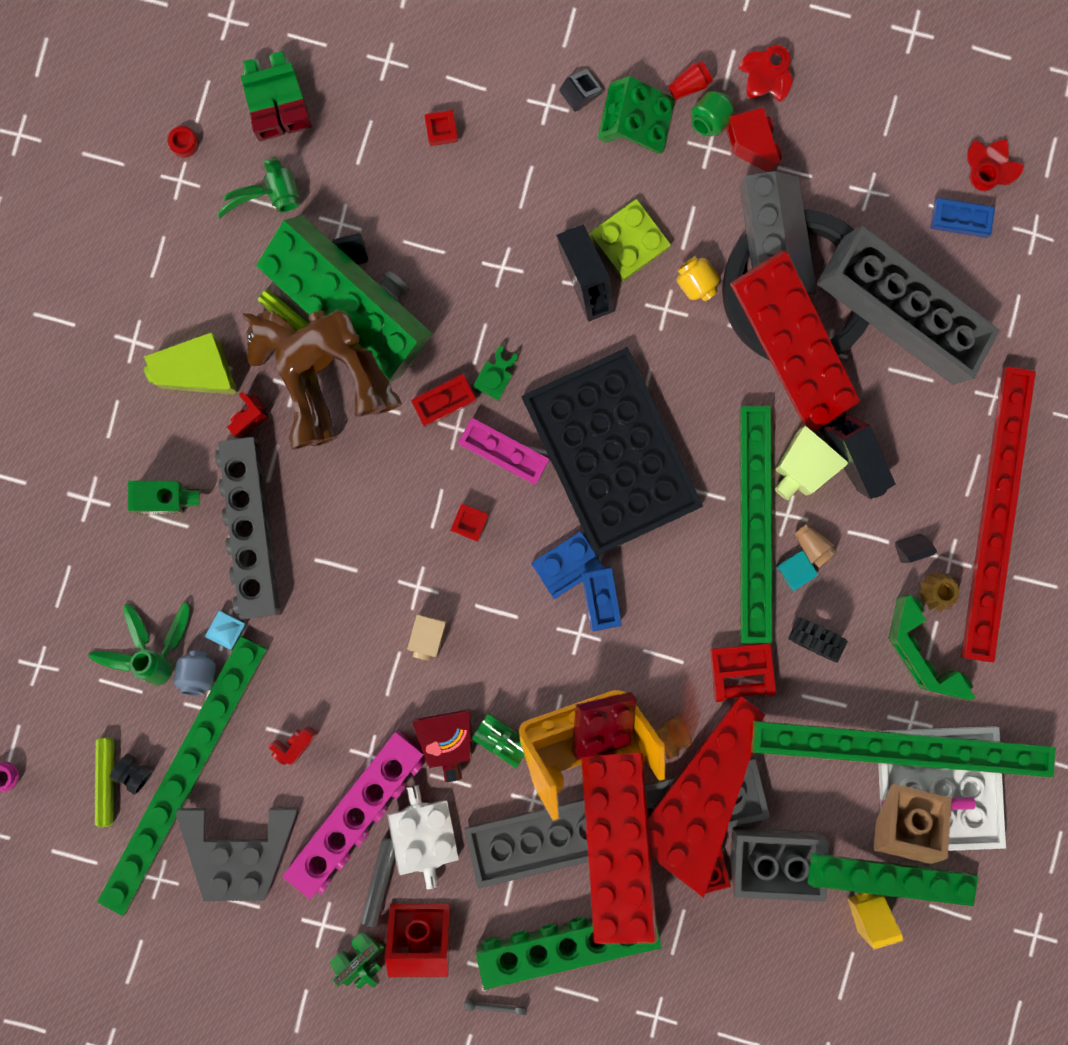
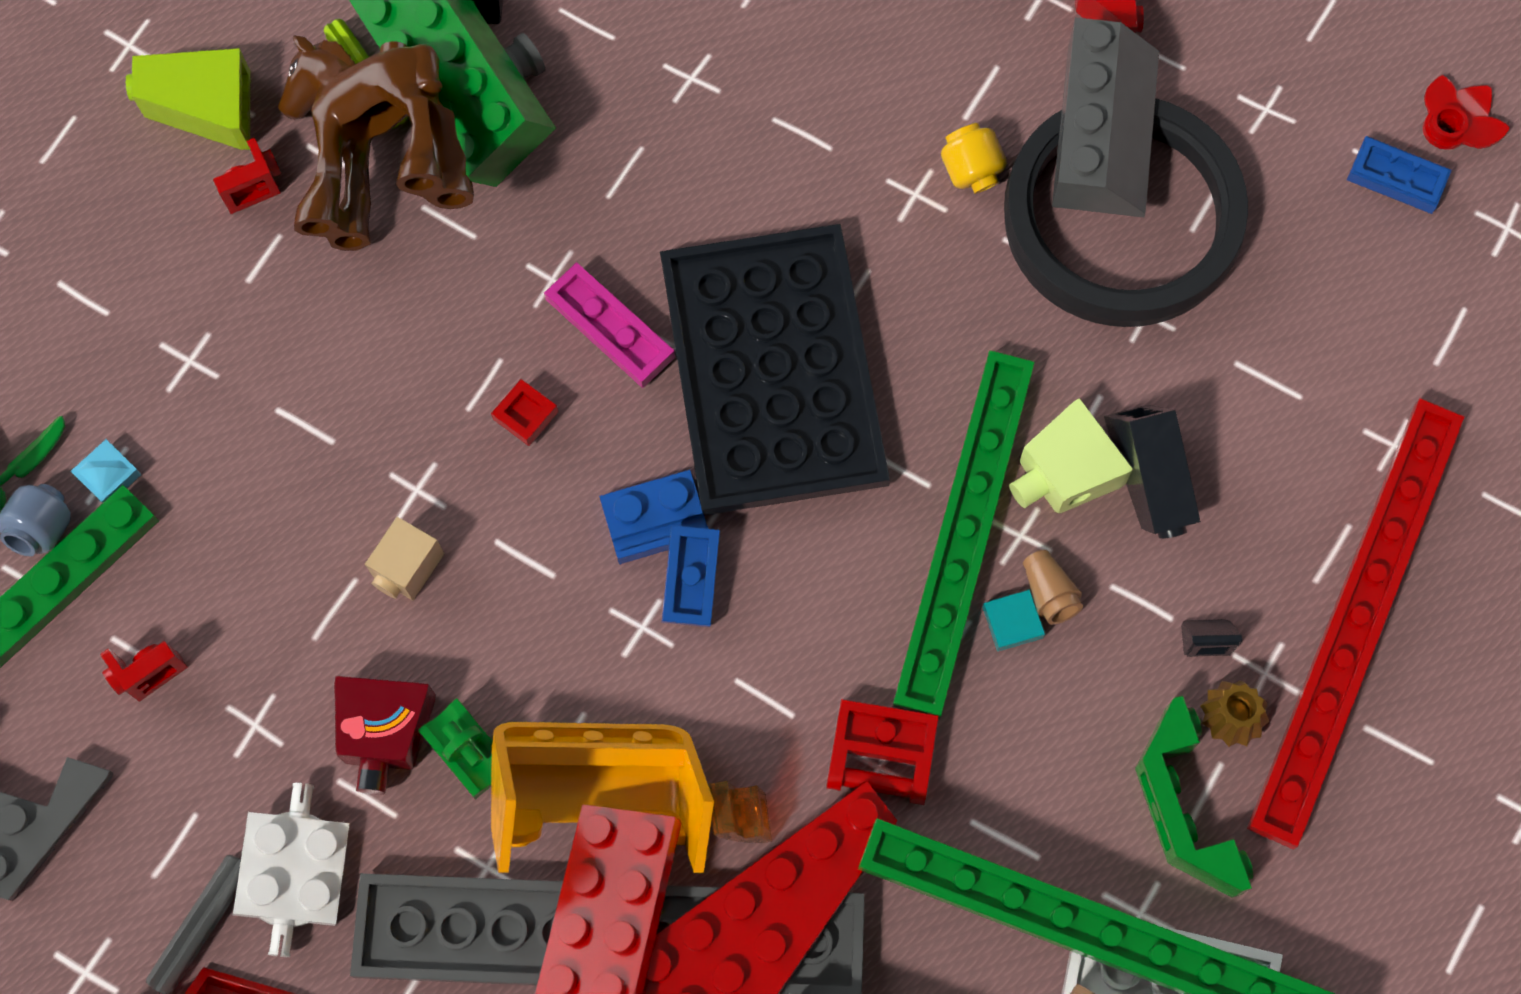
camera: 20 degrees right, 15 degrees down
(147, 497) = (78, 251): green torso -> none
(260, 541) = (182, 443): dark grey brick -> none
(302, 872) = (83, 862): dark pink brick -> none
(443, 400) = (543, 231): red plate -> none
(494, 378) = (631, 222): green plate -> none
(586, 272) = (809, 110): black slope -> none
(603, 725) = (631, 759): dark red plate -> none
(629, 240) = (888, 86): lime plate -> none
(795, 341) = (1093, 269): red plate -> none
(818, 639) = (1015, 726): black tyre -> none
(908, 306) = (1281, 264): dark grey brick -> none

